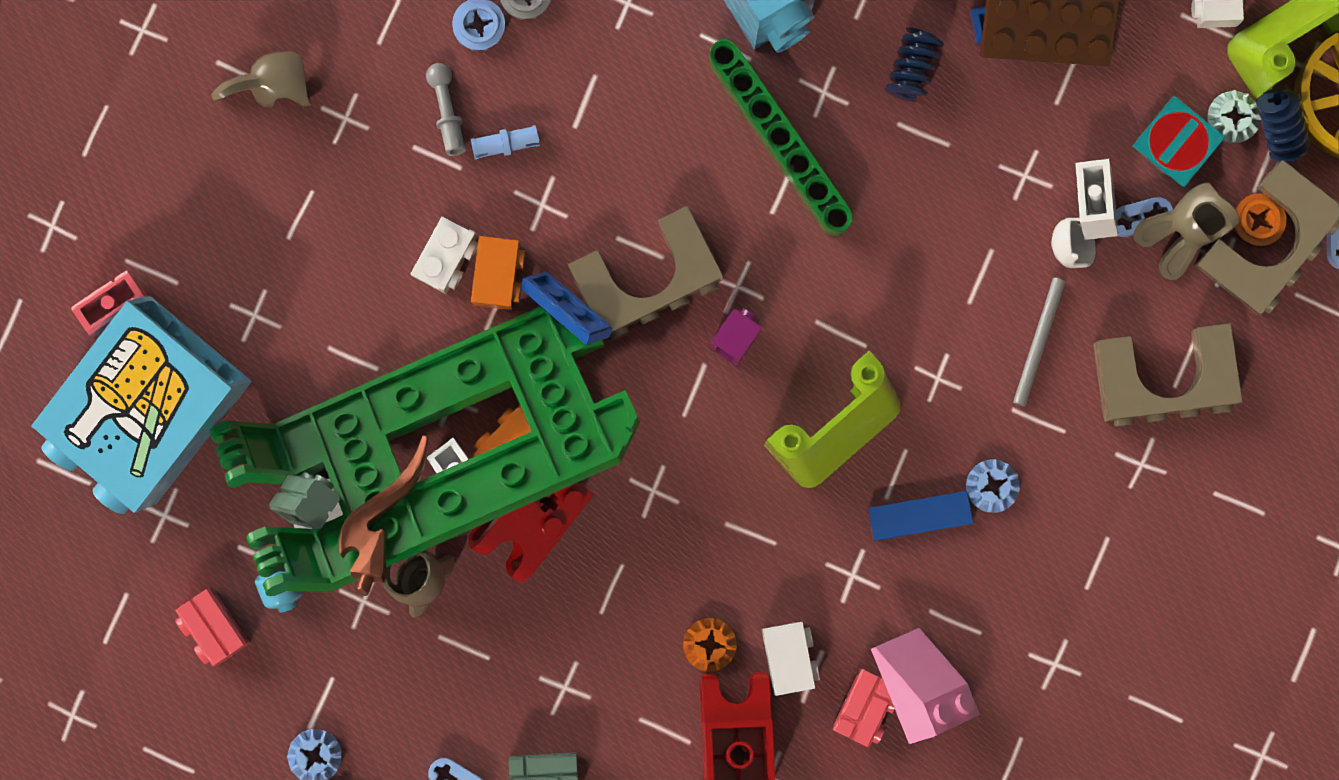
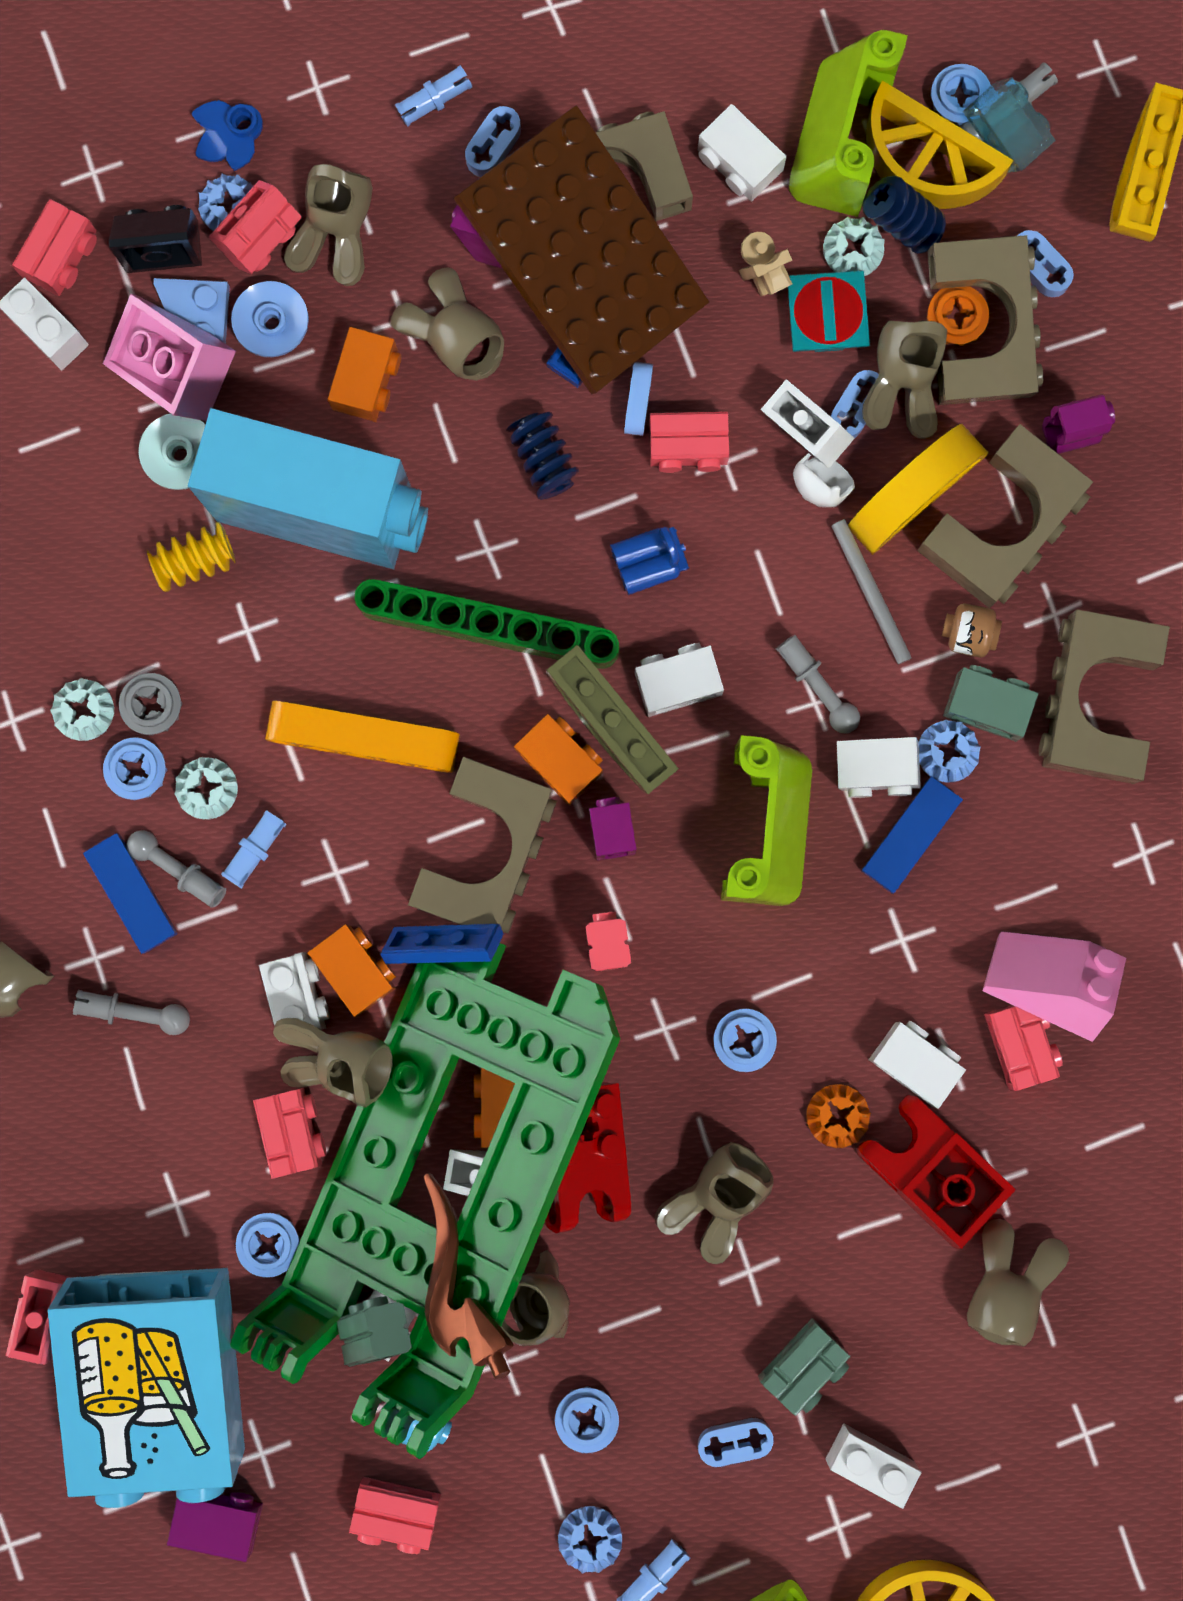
camera: 35 degrees left, 0 degrees up
(99, 531) = (218, 1526): none -> magenta brick
(277, 380) = (249, 1241): none -> light blue gear
(357, 200) = (172, 1019): none -> light grey pin
(365, 335) = (289, 1132): none -> coral brick
(372, 695) = (591, 1438): none -> light blue gear
(404, 98) = (130, 893): none -> blue tile
(440, 325) = (346, 1063): none -> dark tan piece
(513, 92) = (220, 799): none -> light aqua gear
(600, 621) = (729, 1188): none -> dark tan piece
(637, 135) = (362, 736): none -> light orange beam
(668, 403) = (607, 940): none -> coral brick
(710, 535) = (763, 1045): none -> light blue gear
(745, 263) = (559, 758): none -> orange brick
(799, 267) = (610, 720): none -> olive window
(866, 283) = (678, 679): none -> white brick
(919, 192) = (649, 559): none -> blue piece
(939, 453) = (878, 766): none -> white brick
(948, 403) = (843, 716): none -> light grey pin
(1007, 85) = (638, 398): none -> light blue beam
(1013, 141) = (689, 440): none -> coral brick
(1047, 480) = (991, 703): none -> sand green brick
(1076, 554) = (1071, 740): none -> dark tan arch
(1078, 424) = (972, 630): none -> medium nougat head
(1130, 303) = (917, 487): none -> yellow window
(1166, 74) = (766, 266): none -> tan hips
(1267, 358) = (1078, 423): none -> magenta brick

